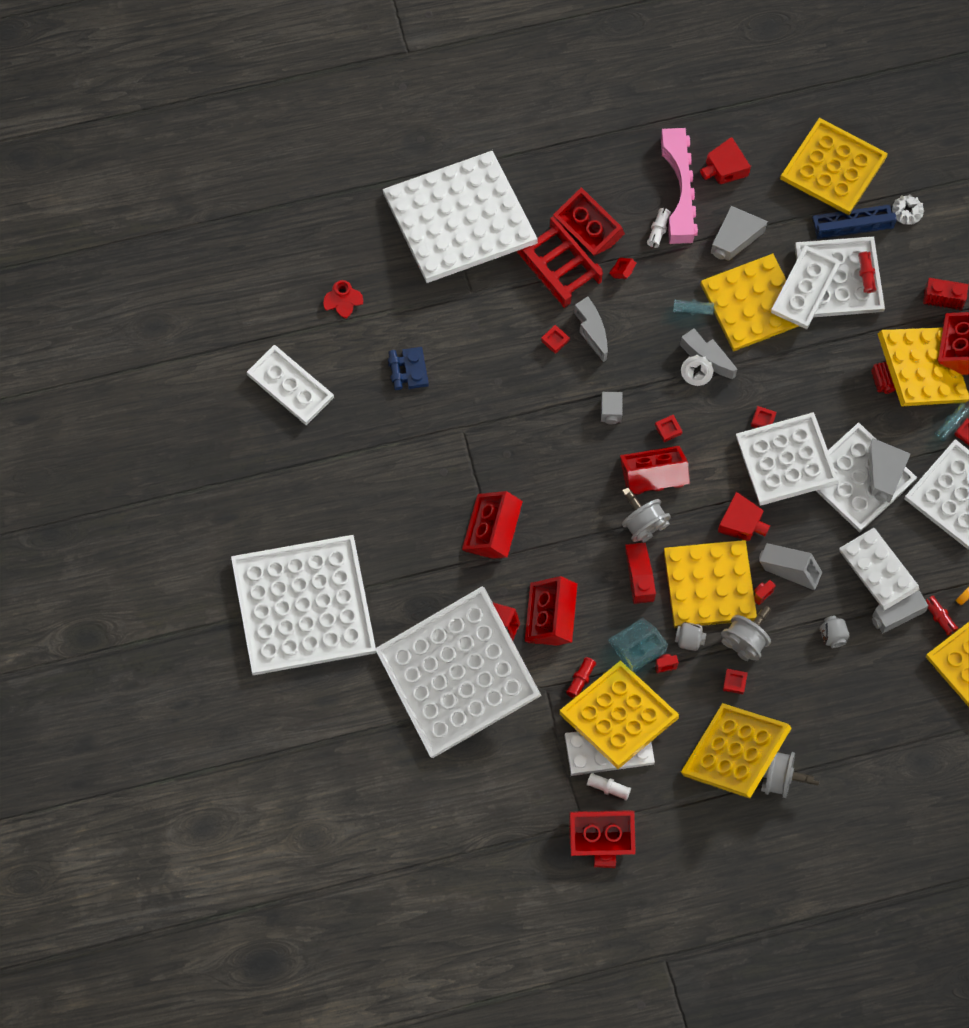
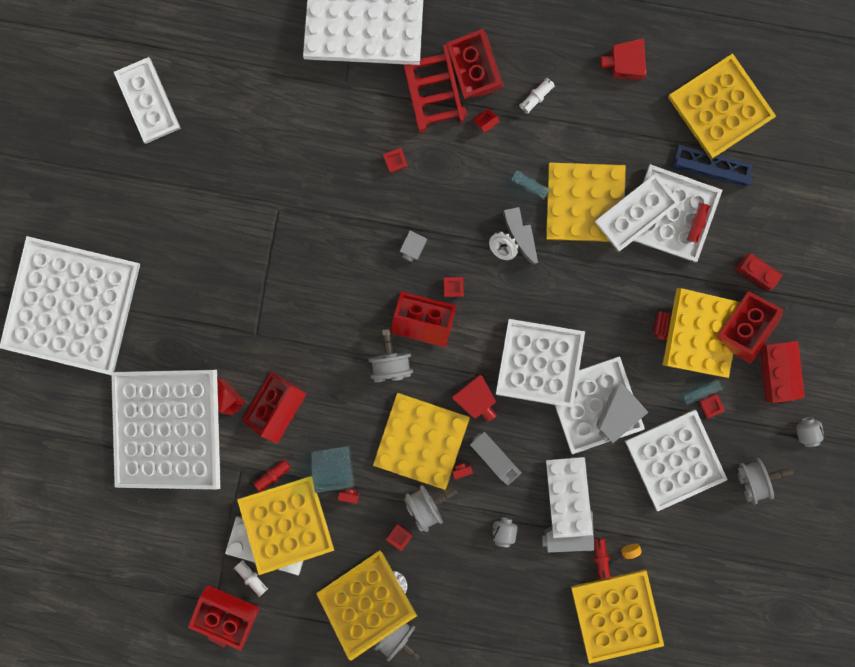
camera: 25 degrees right, 20 degrees up
(343, 301) = (229, 42): red plate -> none
(414, 366) = (262, 133): dark blue plate -> none
(492, 524) = (260, 307): red slope -> none
(592, 327) = (432, 164): light grey slope -> none
(640, 573) = (365, 406): red slope -> none
(674, 149) = (587, 26): bright pink arch -> none
(690, 636) = (380, 481): light grey head -> none
(737, 233) = (602, 132): light grey slope -> none
(763, 417) = (540, 313): red tile -> none
(903, 215) = (760, 181): white gear -> none

